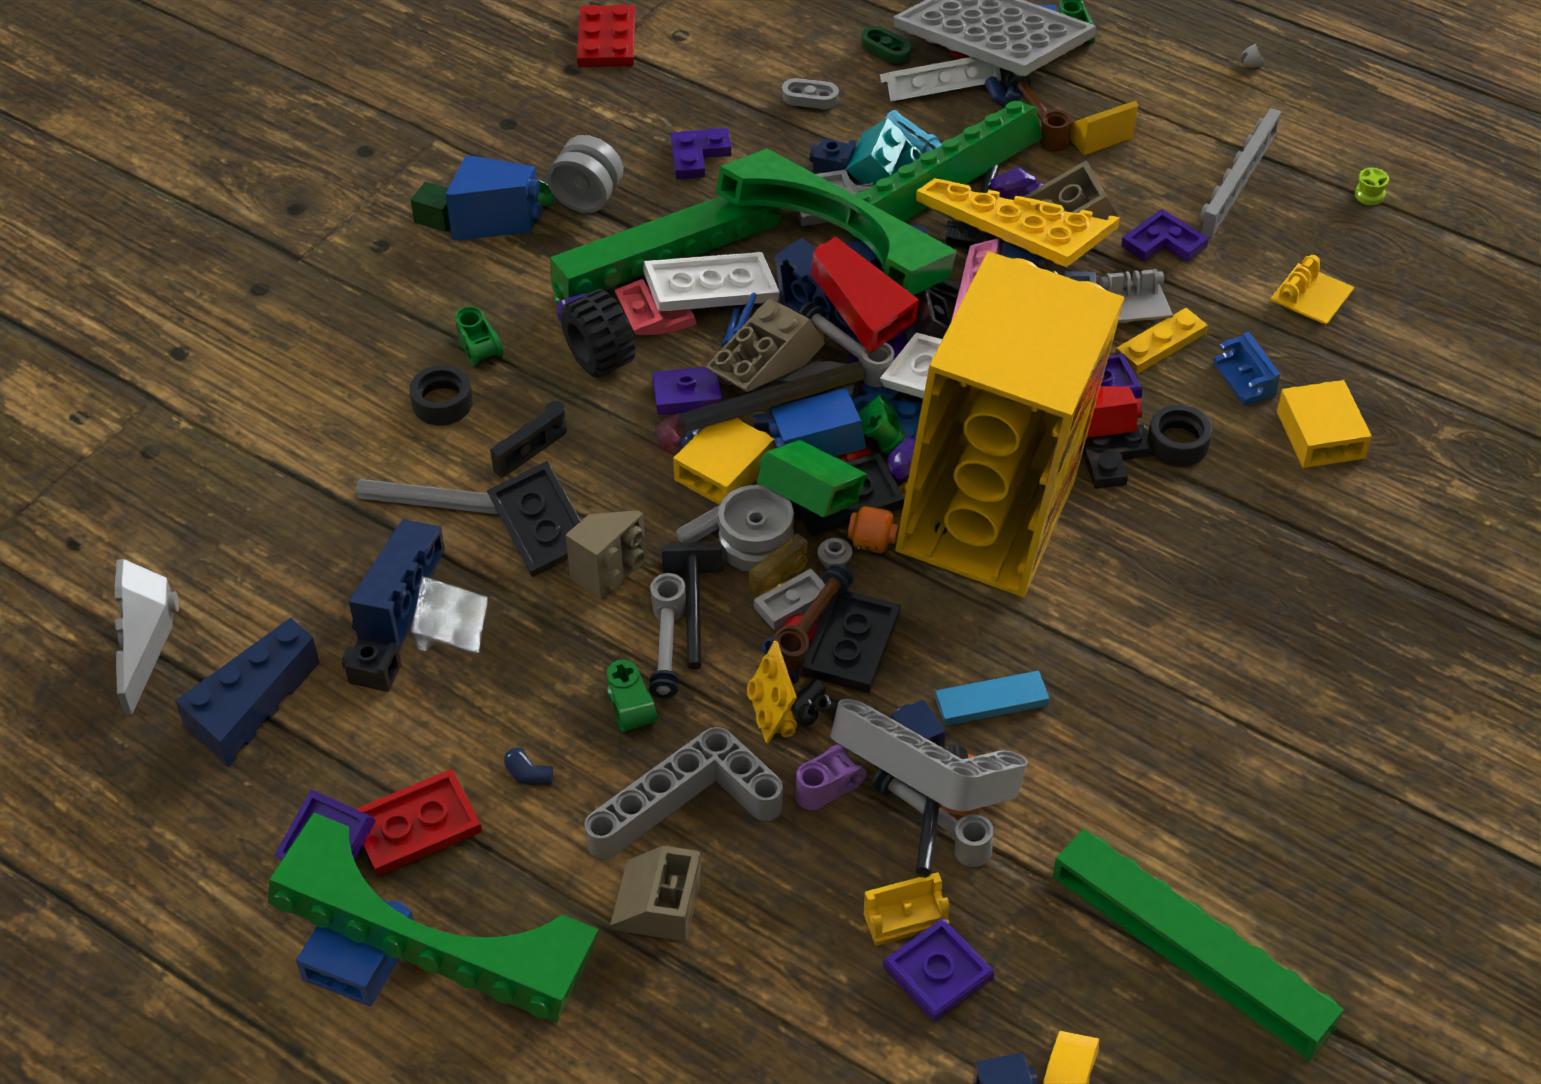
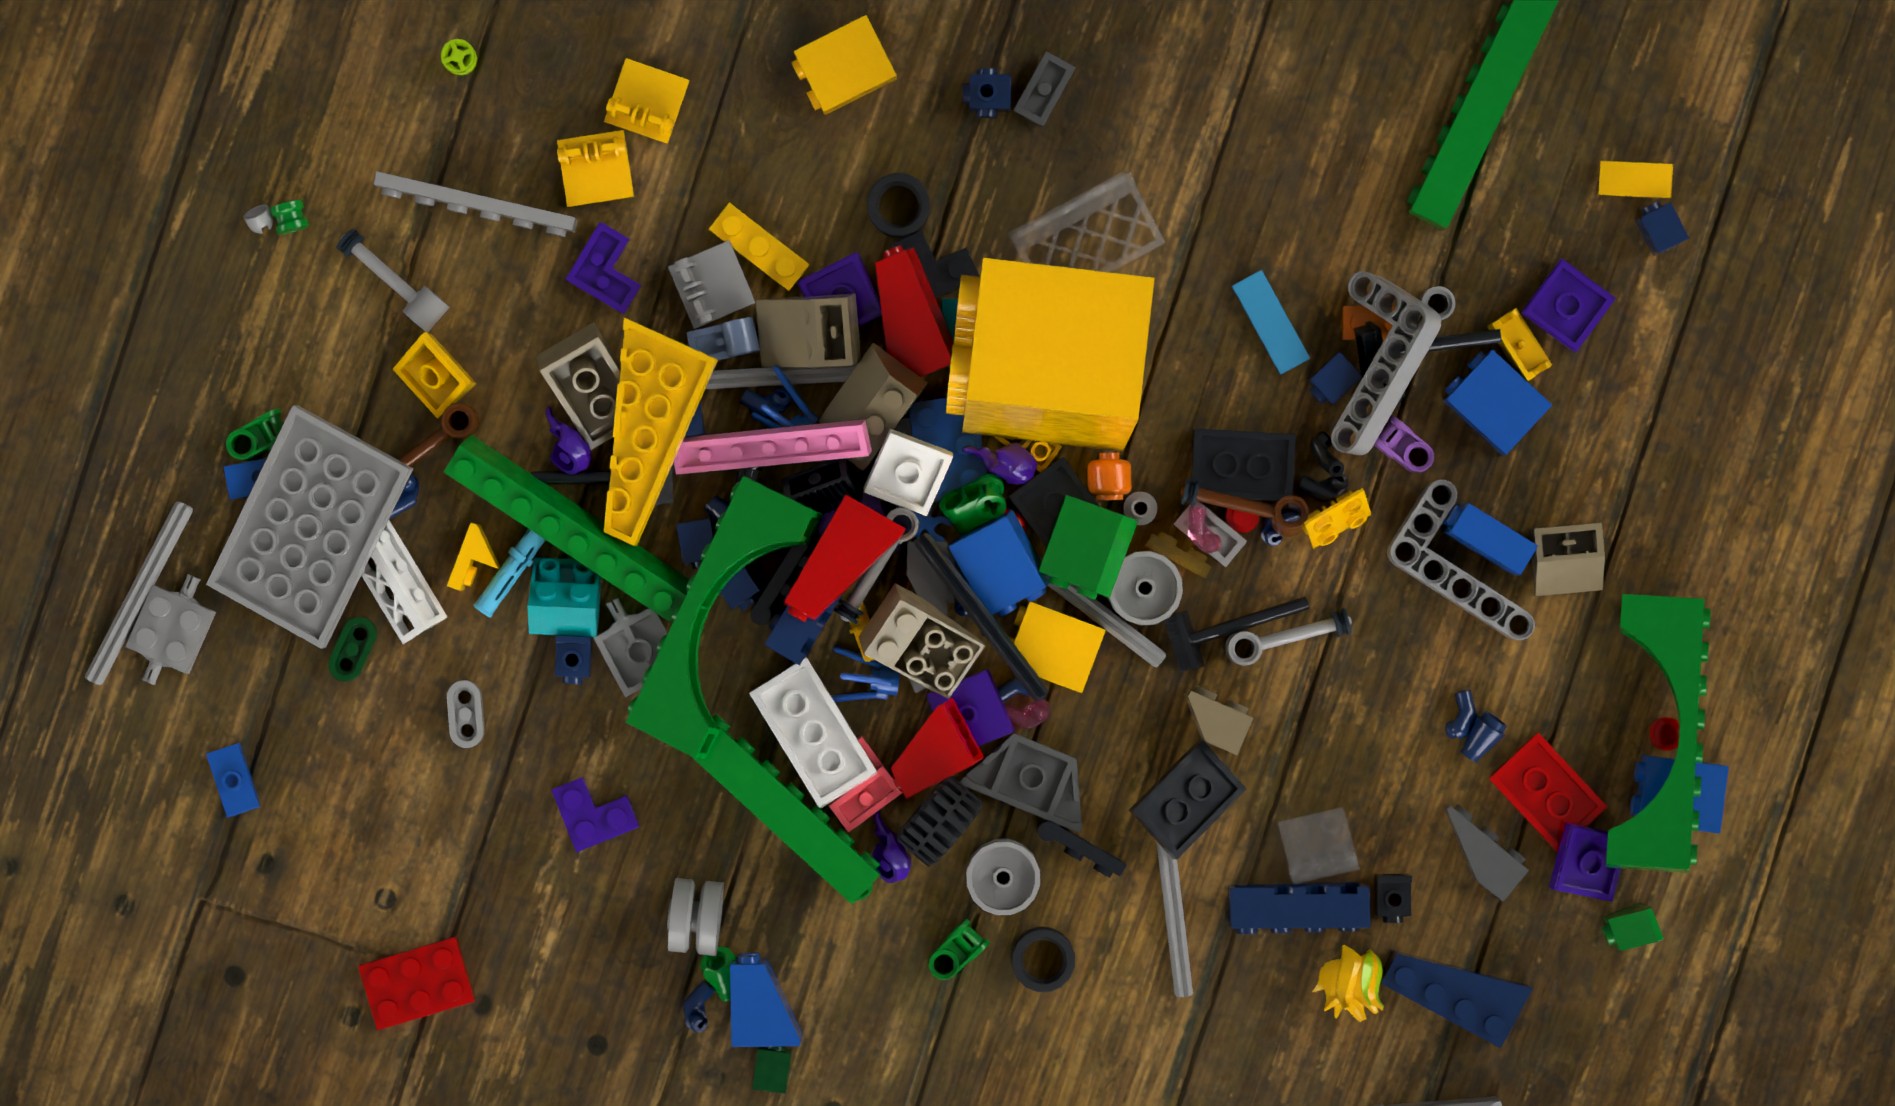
camera: 100 degrees left, 40 degrees up
(237, 860) = (1631, 927): none -> green slope
(302, 599) = (1352, 983): none -> yellow hair
(375, 747) = (1488, 863): none -> dark grey slope
(500, 780) = (1483, 736): none -> dark blue cone
(527, 374) = (1003, 856): none -> light grey wheel
(605, 421) = (1031, 780): none -> dark grey wing
(629, 696) = (1371, 644): green piece -> none
(665, 351) = (936, 751): none -> red slope
(706, 811) = (1489, 538): none -> blue brick
(796, 579) = (1200, 533): none -> clear pink arm
(845, 865) = (1496, 401): none -> blue brick
(938, 115) = (474, 548): none -> yellow slope
(1146, 564) = (1080, 208): none -> clear fence
(1161, 128) = (422, 307): none -> light grey piece
(1247, 369) = (787, 152): blue hinge -> none
(1251, 69) = (289, 217): none -> green wheel
(1257, 250) = (595, 168): none -> yellow hinge
(1273, 565) = (1044, 89): none -> dark grey plate
(1281, 509) = (988, 106): none -> dark blue brick

